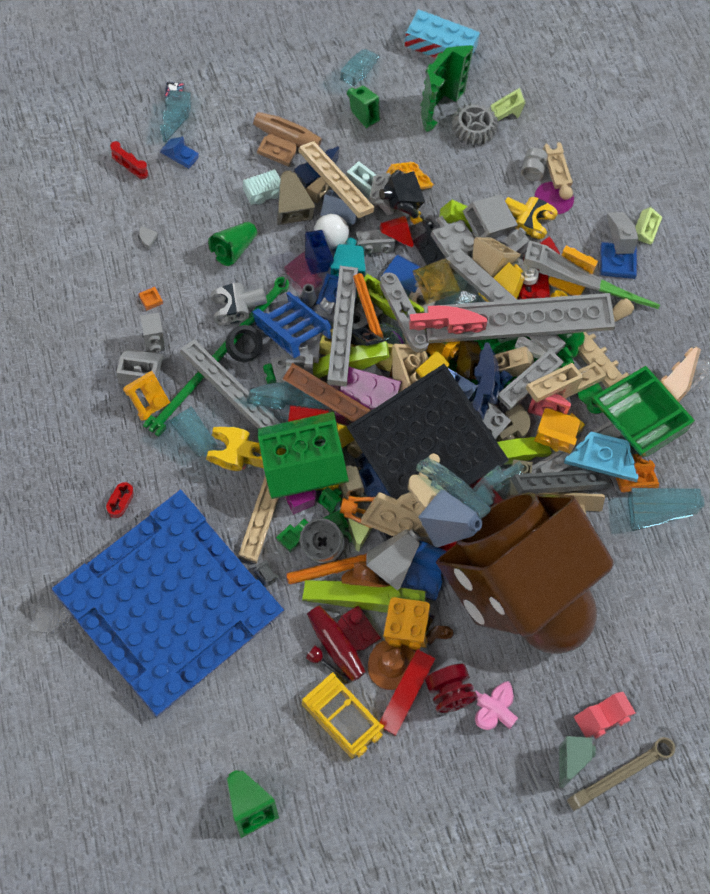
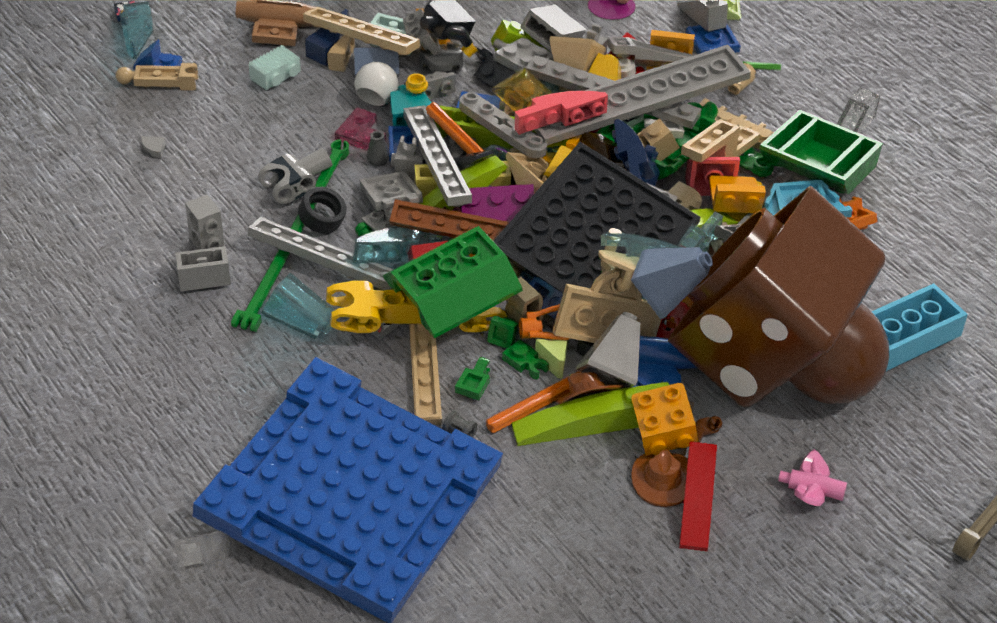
camera: 15 degrees left, 20 degrees down
(123, 502) = (231, 405): red beam -> none
(128, 160) = (99, 81): red plate -> none
(150, 298) = (179, 199): orange tile -> none
(152, 392) = (230, 280): light orange plate -> none
(176, 169) = (160, 76): none -> tan plate
(232, 242) = (260, 123): green cone -> none
(284, 337) = (374, 172): blue fence -> none
(294, 201) = (319, 66): dark tan slope -> none
(301, 501) = (464, 341): magenta brick -> none
(316, 656) = (565, 494): hinge -> none
(317, 252) = (371, 103): clear blue slope -> none
(324, 530) = (516, 367): dark grey wheel -> none
(342, 716) = (632, 545): yellow door -> none
(344, 638) = (591, 465): dark red plate -> none
(359, 245) = (416, 83): none -> yellow plate
(398, 230) = (456, 62): red slope -> none
(451, 688) = (751, 471): dark red wheel -> none
(516, 389) = (671, 160): light grey plate -> none
(529, 213) = (599, 14): yellow connector -> none
(573, 757) = (936, 496): sand green slope -> none
(605, 715) = (947, 448): coral brick -> none
(633, 598) = (920, 323): none -> medium azure brick
(662, 505) = (899, 230): clear light blue slope -> none
(681, 378) = (843, 106): light nougat slope -> none

